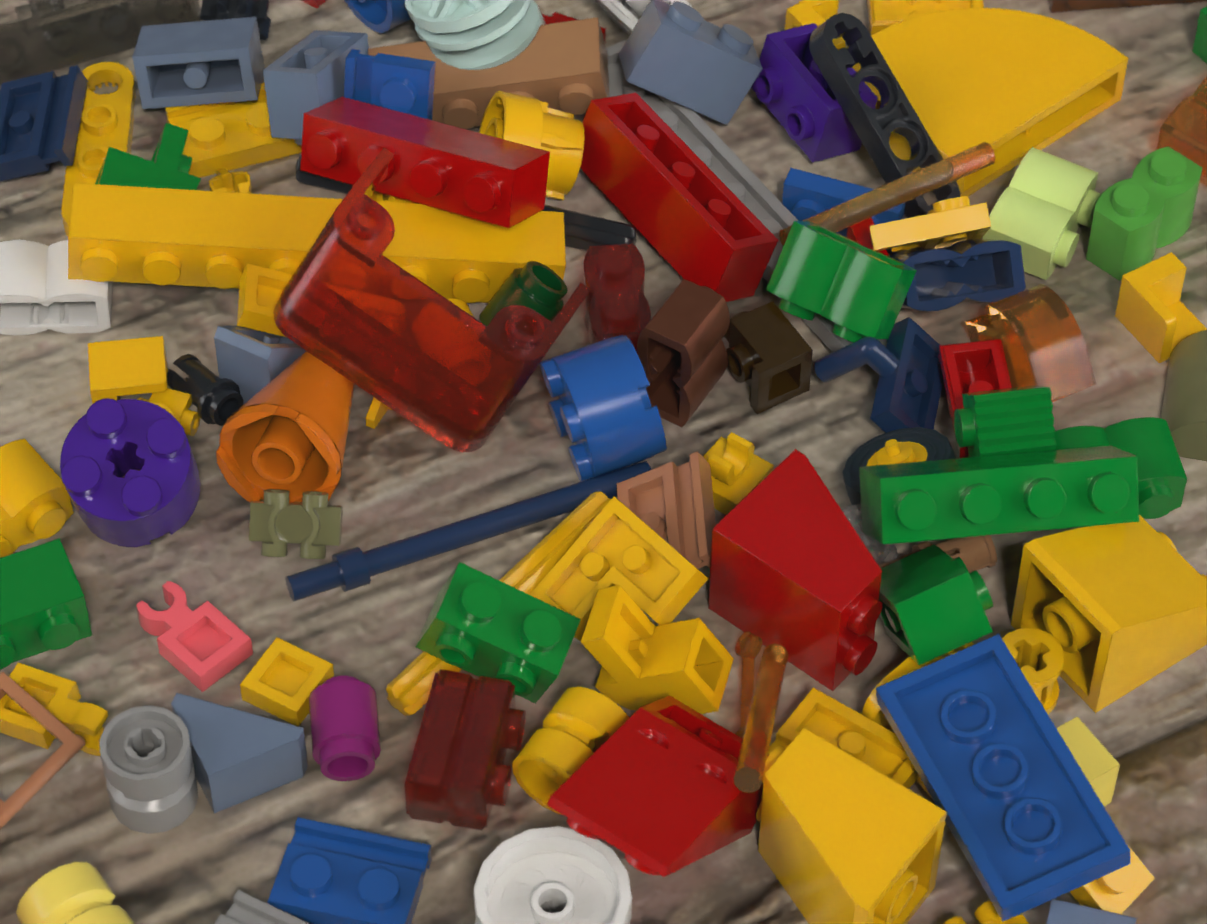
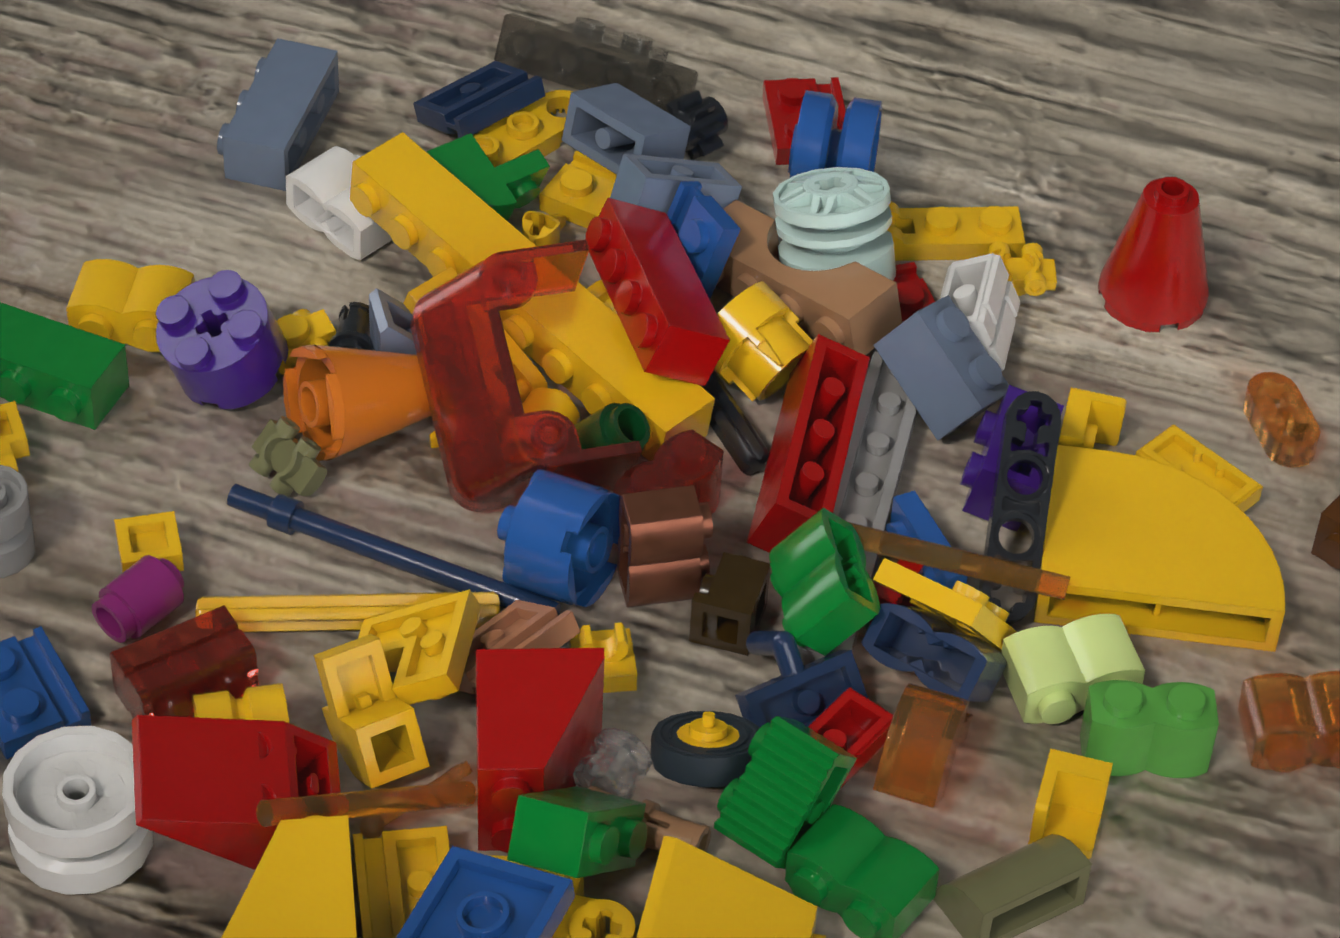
camera: 45 degrees right, 5 degrees down
(127, 367) = (308, 283): yellow panel -> none
(196, 642) = (137, 476): coral plate -> none
(239, 751) = (53, 558): sand blue slope -> none
(498, 632) = (287, 610): green brick -> none
(999, 494) = (713, 798): green brick -> none

